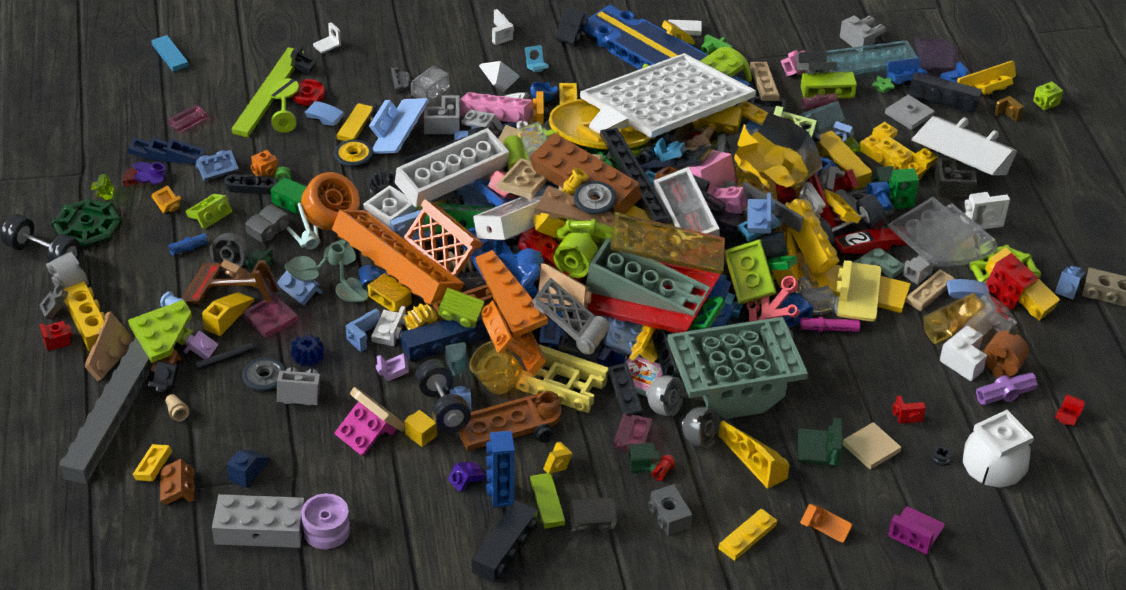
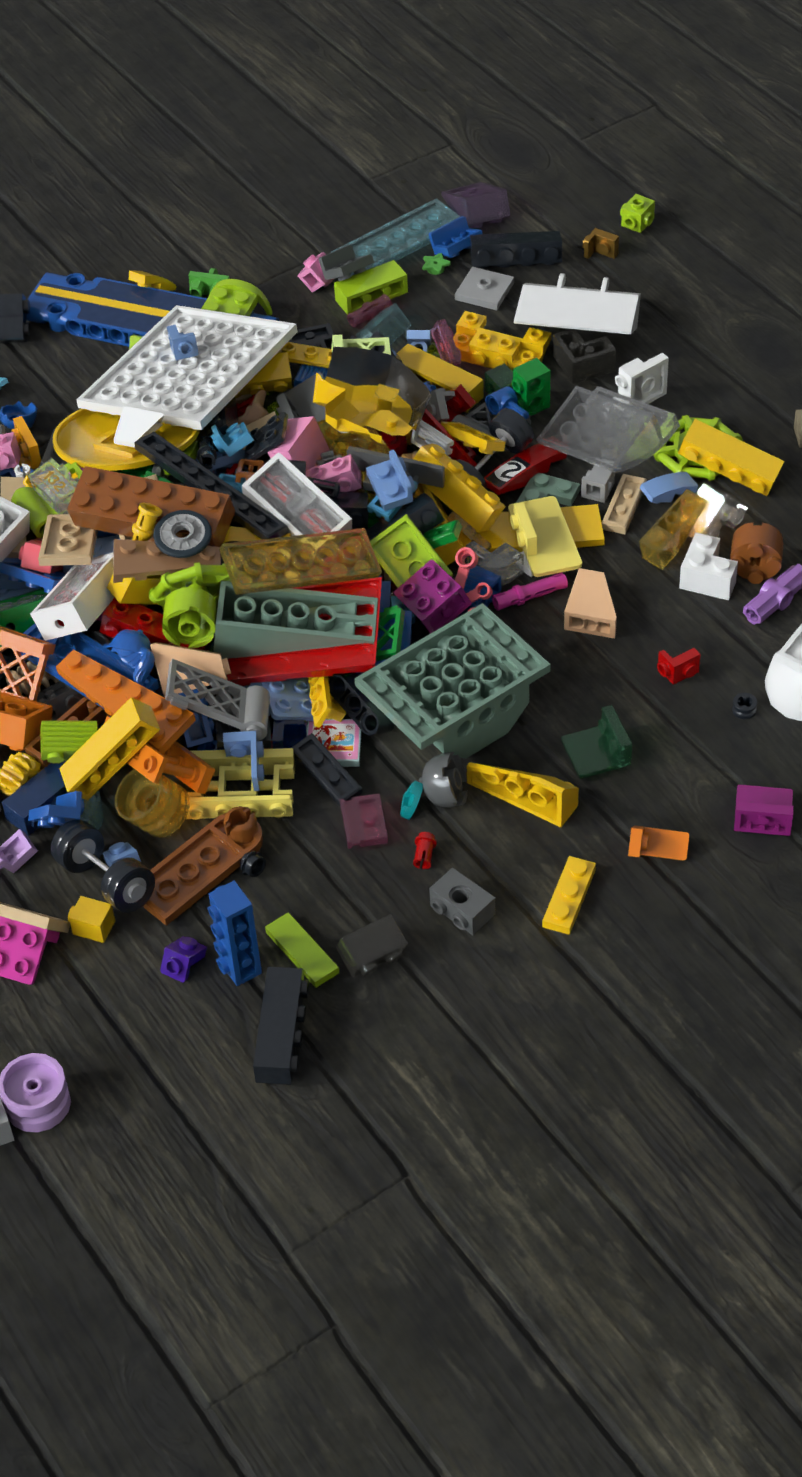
camera: 20 degrees left, 5 degrees up
(426, 351) = (67, 808): none -> blue bracket
(481, 320) = (109, 748): none -> yellow brick
(558, 459) = (290, 890): yellow bracket -> none
(567, 92) = (50, 409): yellow plate -> none
(576, 352) = (246, 743): none -> medium blue bracket
(642, 457) = (393, 848): clear green brick -> none
(665, 395) = (379, 758): light grey cylinder -> none
(669, 78) = (182, 344): none -> medium blue bracket
(671, 431) = (411, 799): none -> teal tile
(688, 26) = (163, 267): white tile -> none
(754, 301) = (433, 596): none -> magenta bracket
(764, 81) = (291, 308): tan tile -> none
(858, 137) = (445, 344): none -> clear pink plate
(859, 33) = (373, 208): light grey brick -> none
(866, 348) = (590, 605): none -> light nougat slope
(871, 445) = (657, 725): tan tile -> none
(959, 72) = (519, 222): blue bracket -> none
(992, 78) = (561, 213): yellow bracket -> none
(1010, 280) = (717, 458): red bracket -> none
(1069, 281) = (780, 435): medium blue bracket -> none

